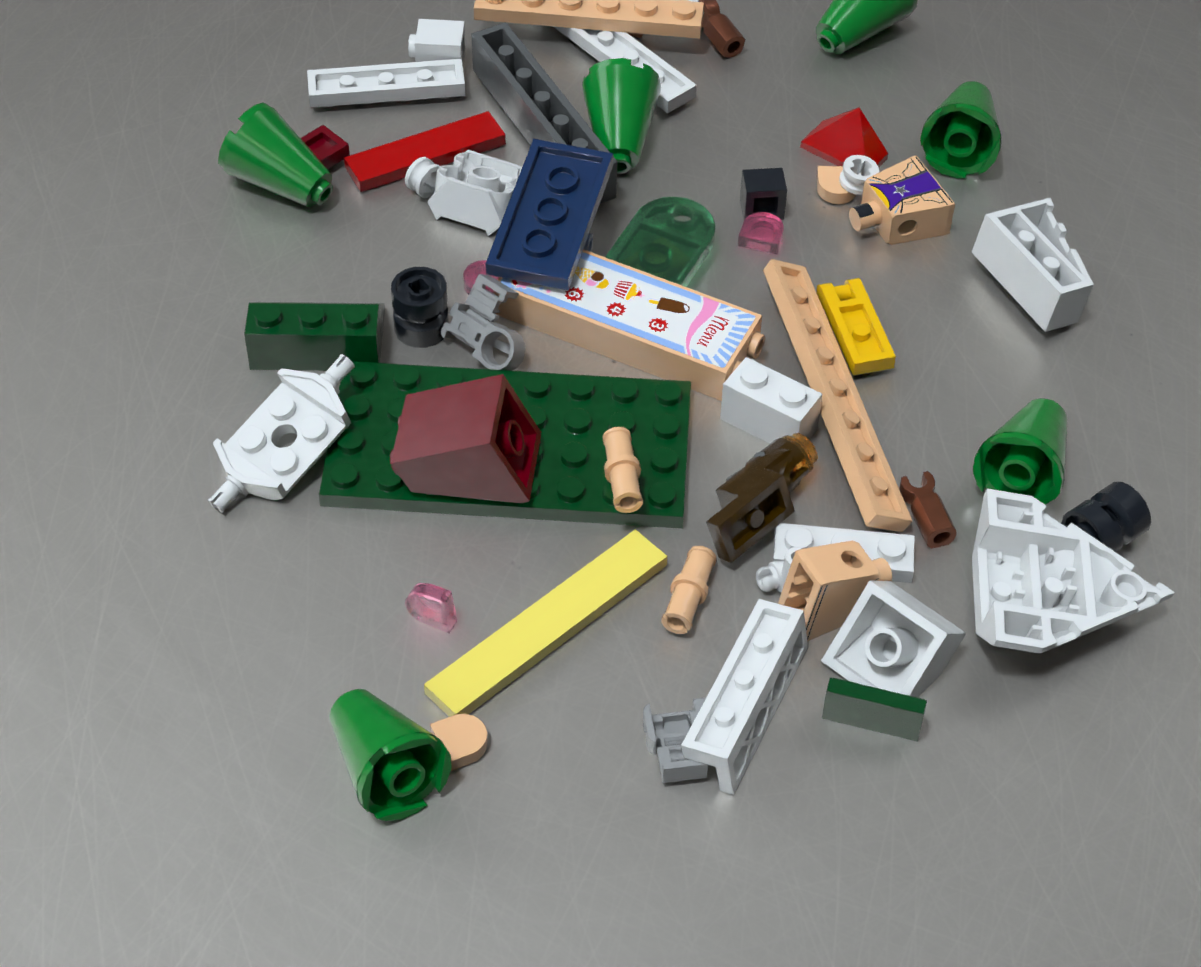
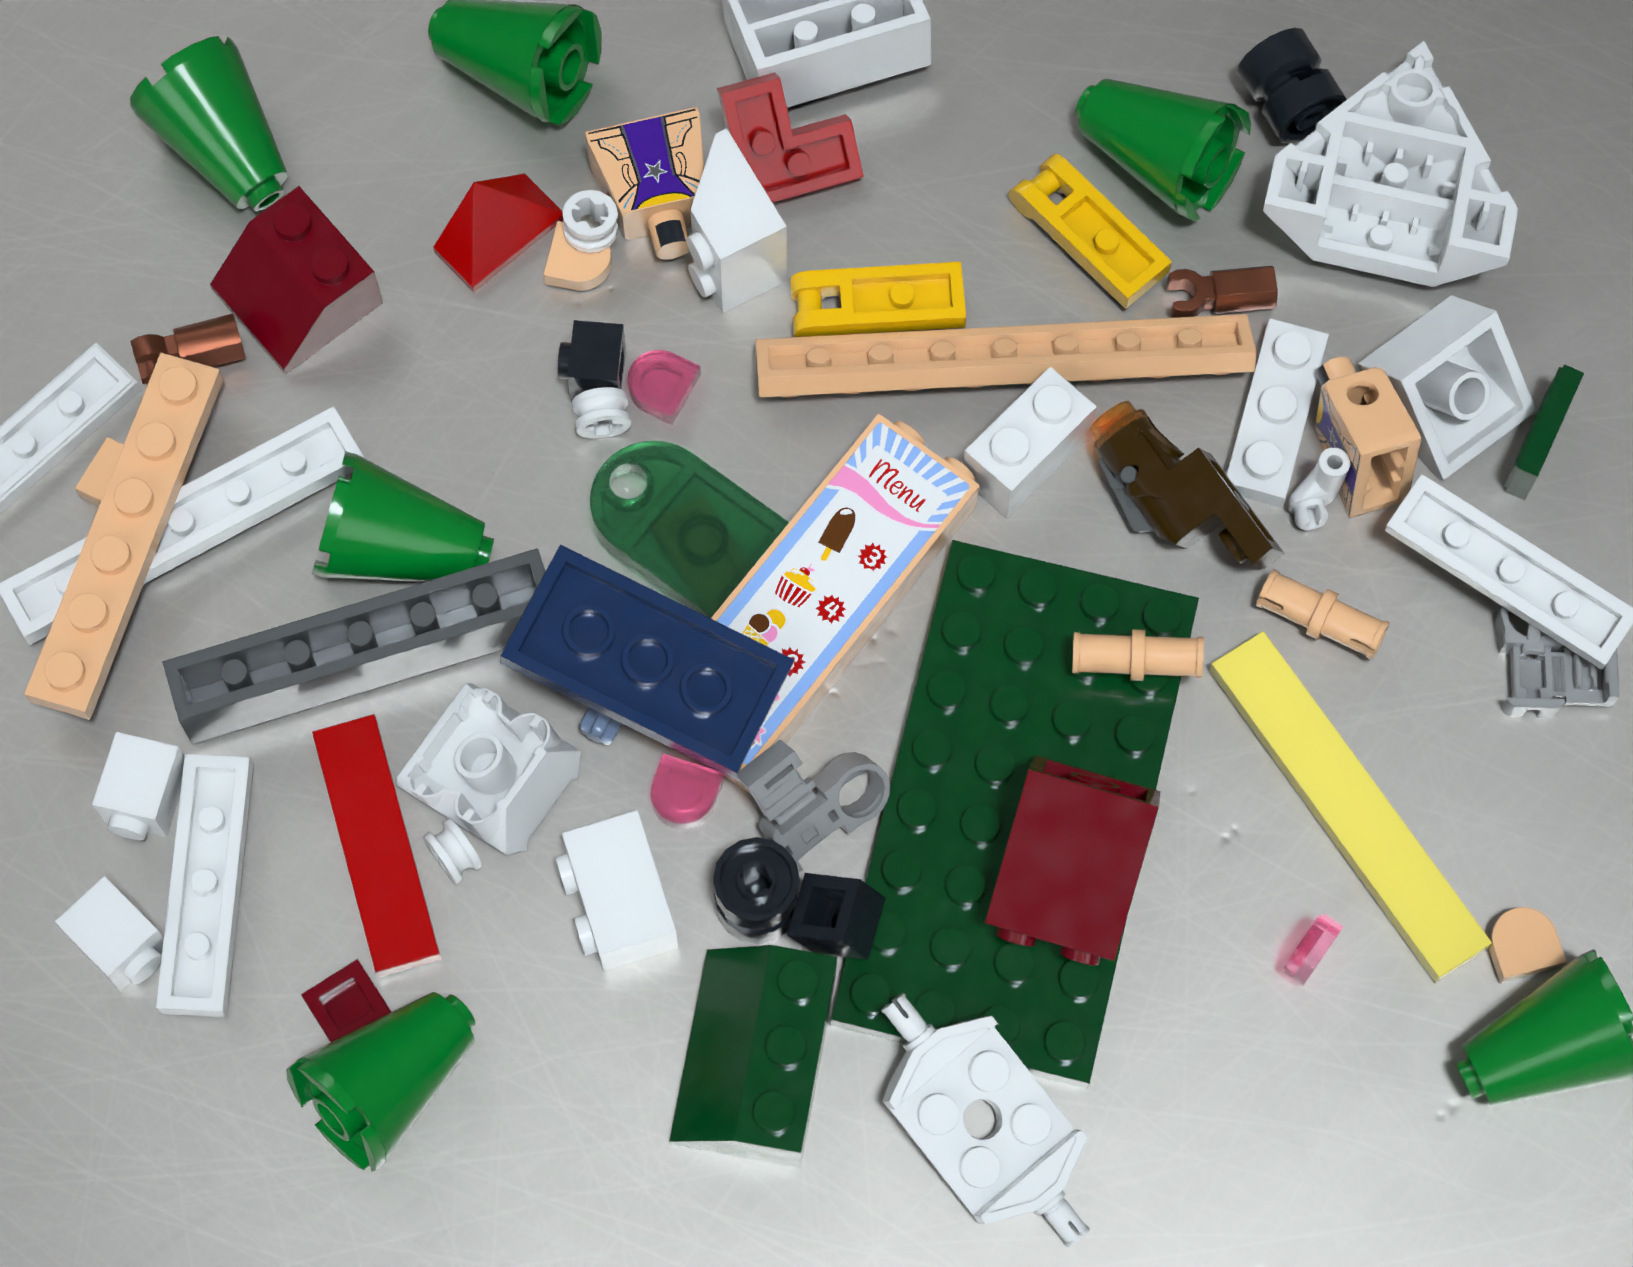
camera: 80 degrees left, 20 degrees up
(349, 45) = (113, 935): none -> white brick
(405, 338) = (836, 916): none -> black plate
(409, 243) = (618, 890): none -> white brick
(730, 202) = (601, 413): none -> white bush
(780, 63) = (295, 281): none -> dark red slope
(875, 229) = (735, 230): none -> white slope
(938, 252) = (785, 158): none -> red plate
(947, 429) = (1091, 230): none -> yellow plate

